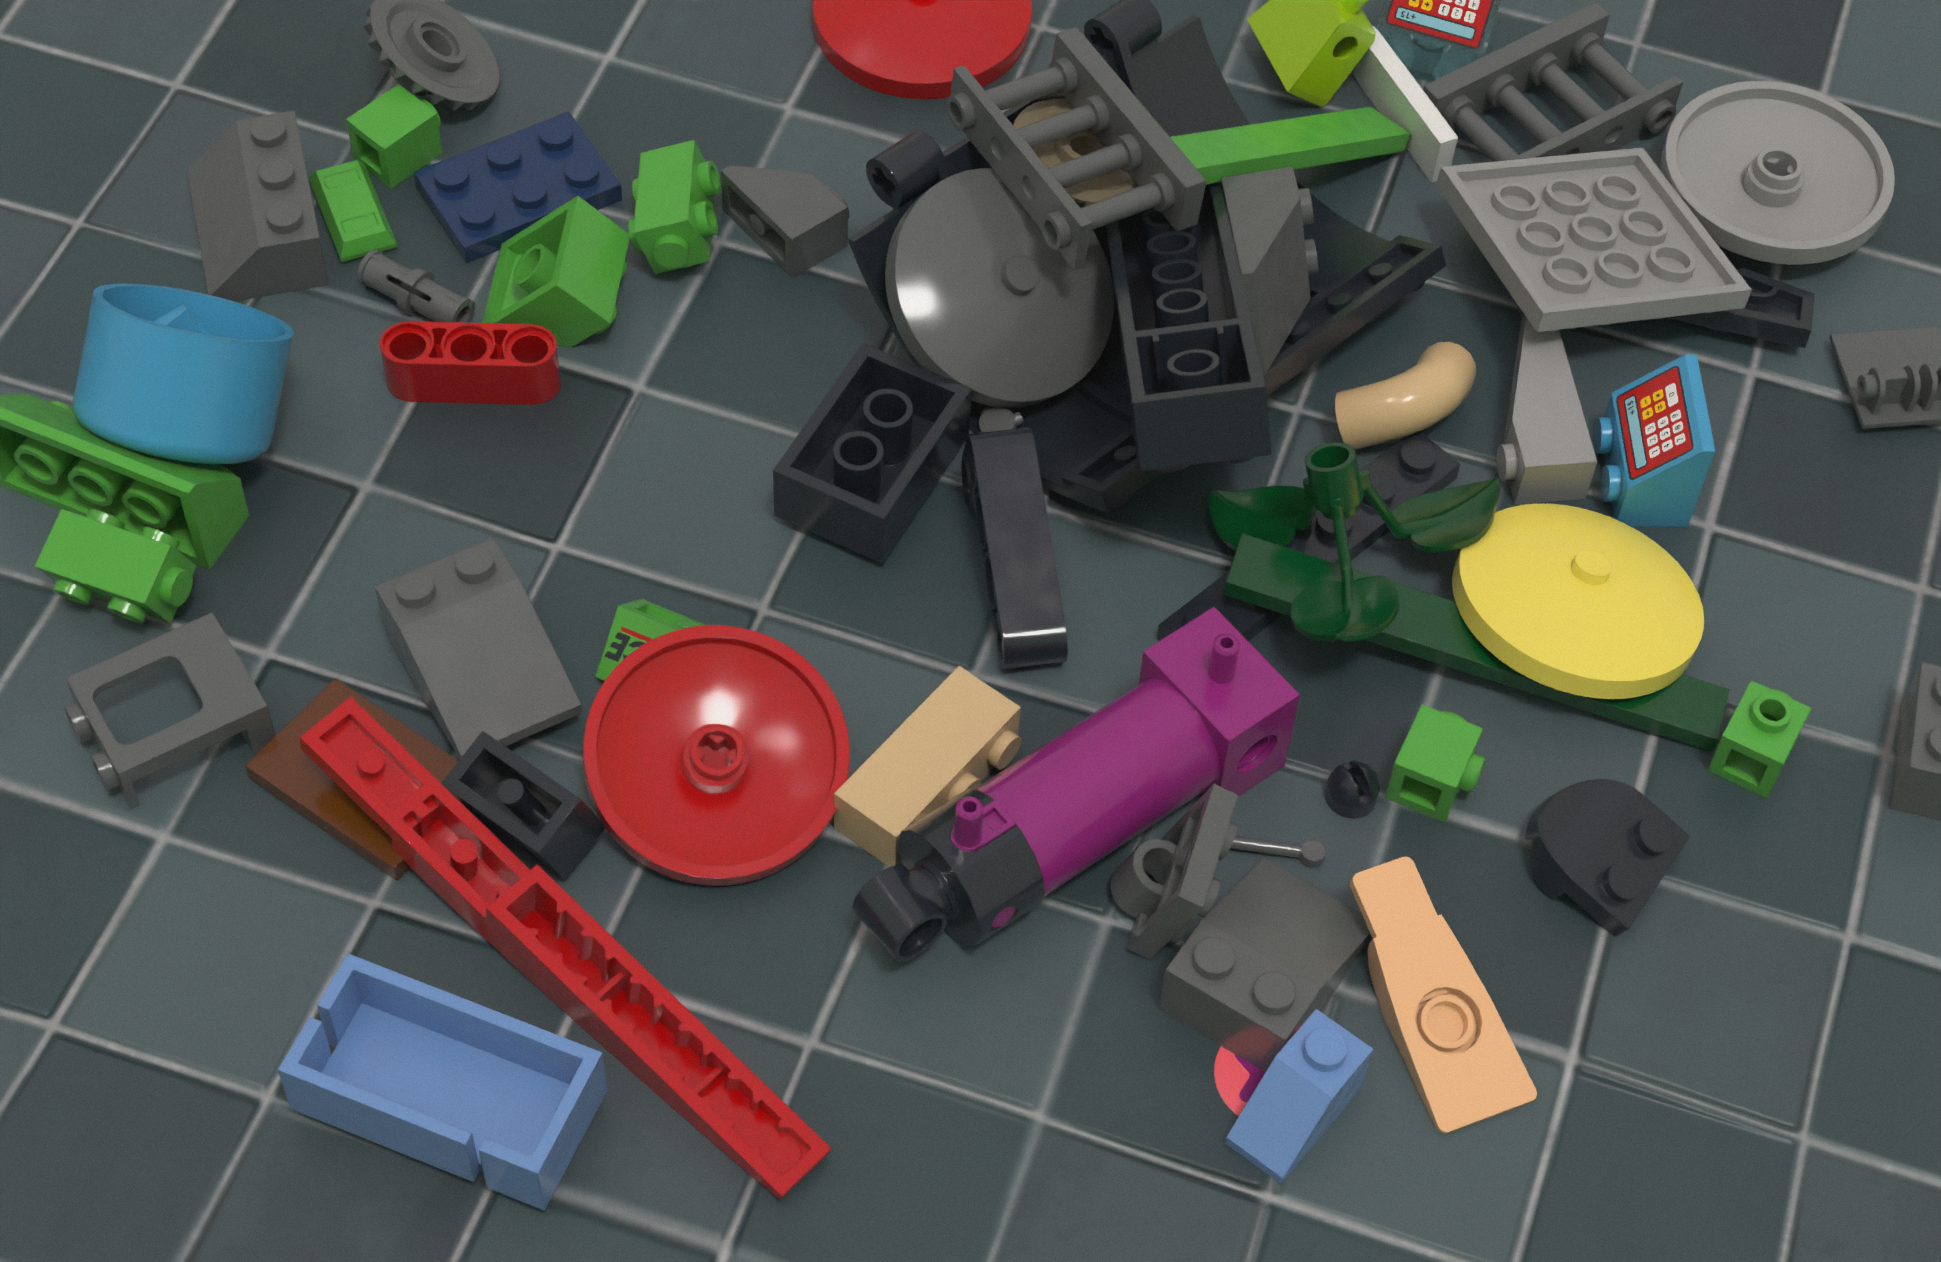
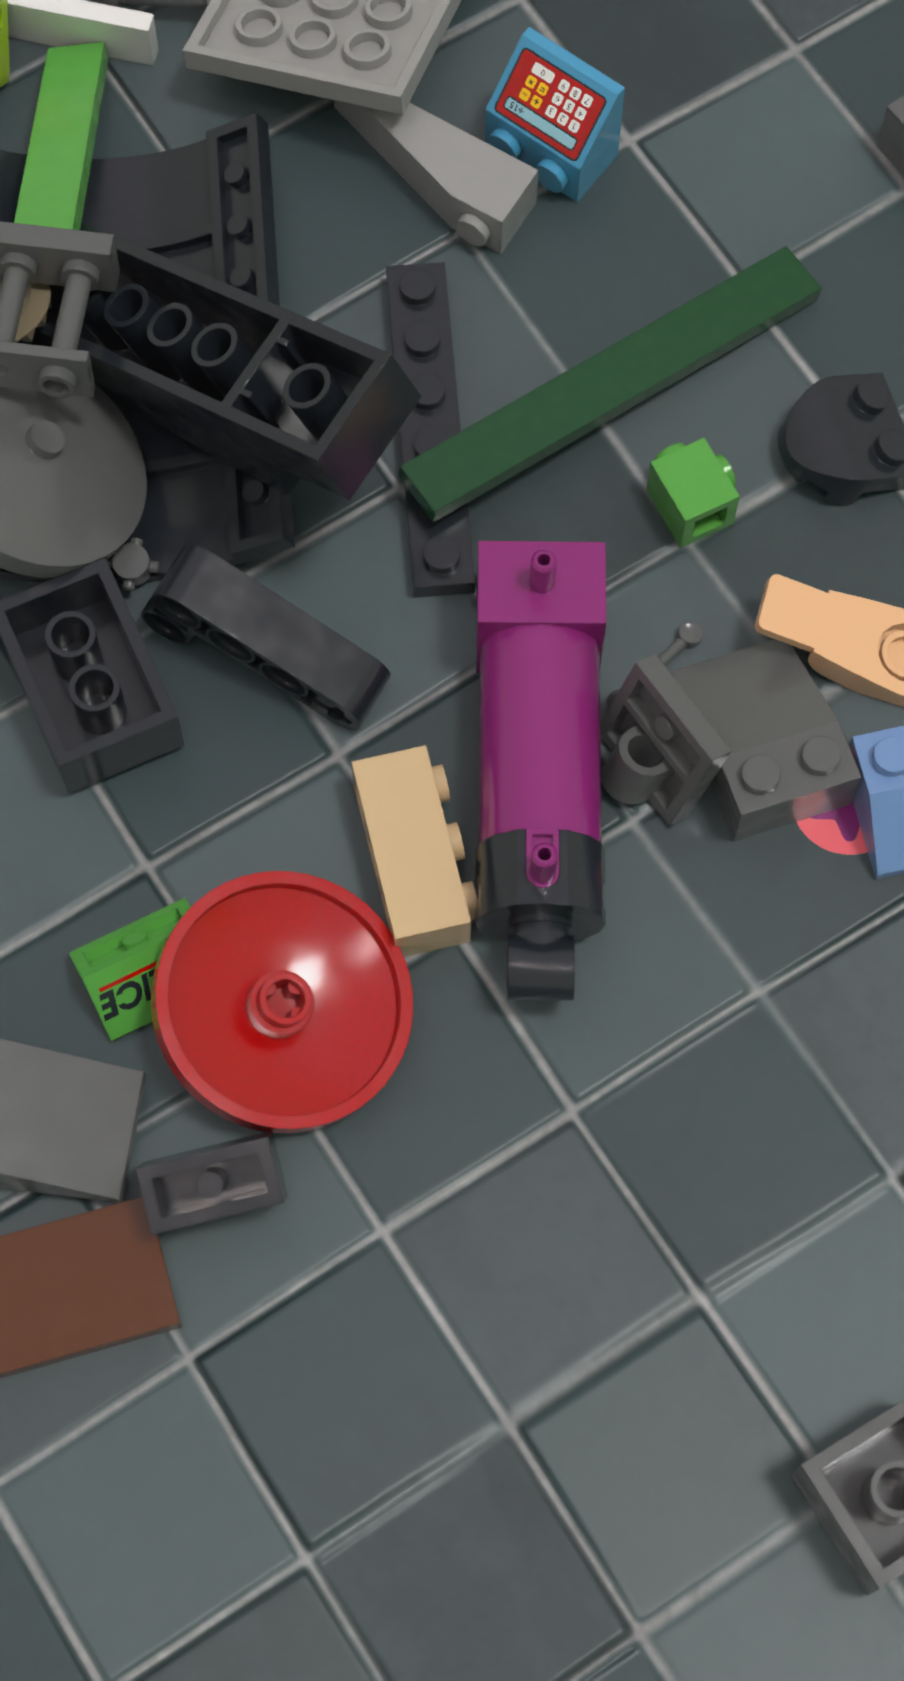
camera: 50 degrees left, 15 degrees up
(445, 1080) = (423, 1411): medium blue piece -> none
(564, 951) = (353, 1243): red slope -> none
(1271, 251) = (150, 213): dark grey slope -> none
(1336, 487) = (497, 315): dark green plant -> none
(1342, 792) = (657, 572): black hinge -> none
(1408, 400) = (369, 248): tan cylinder -> none
(1579, 602) = (637, 283): light yellow dish -> none
(1759, 739) = (845, 260): bright green brick -> none

